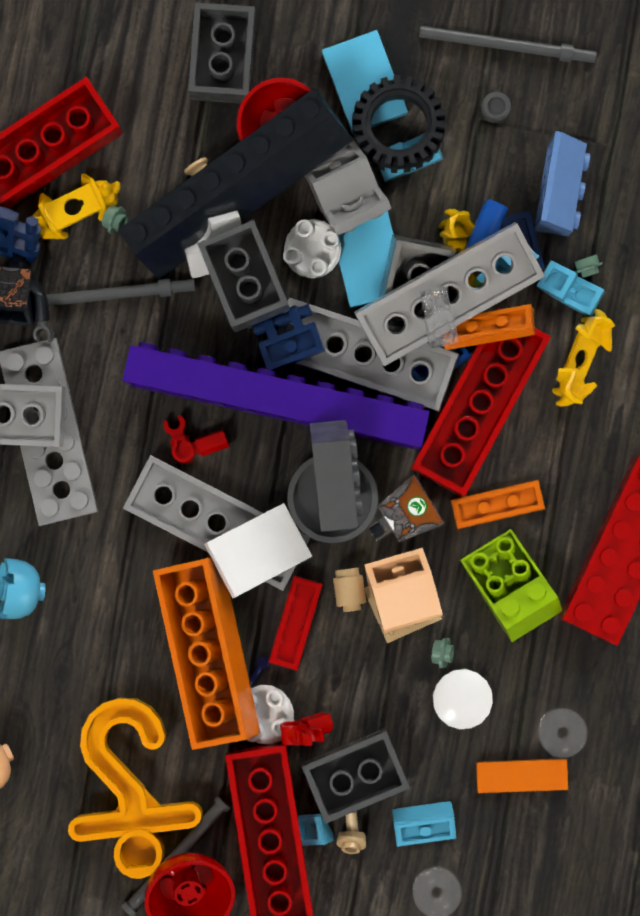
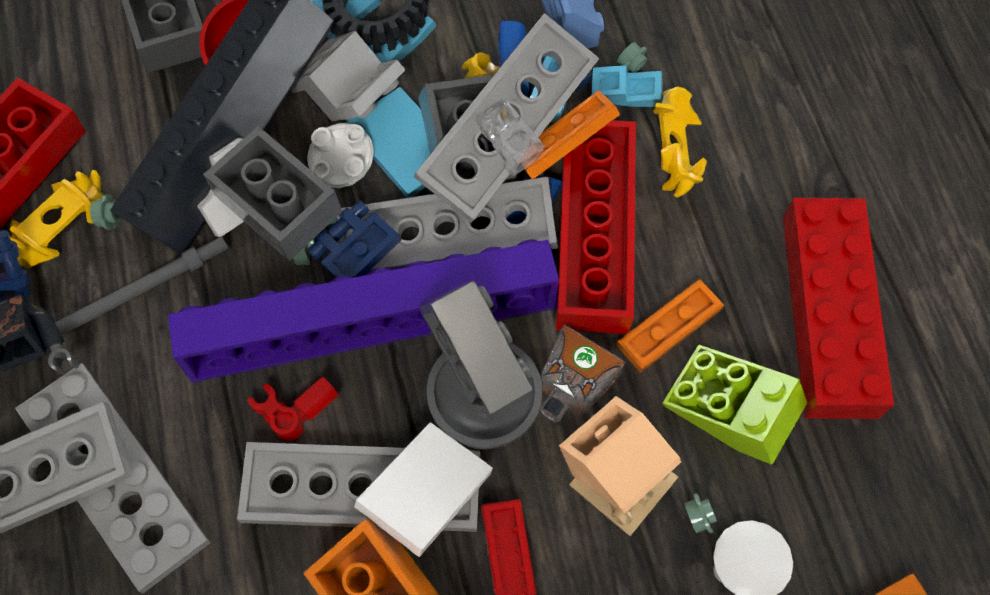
camera: 25 degrees left, 20 degrees down
(349, 589) = (554, 491): tan brick -> none
(575, 737) = (902, 535): clear piece -> none

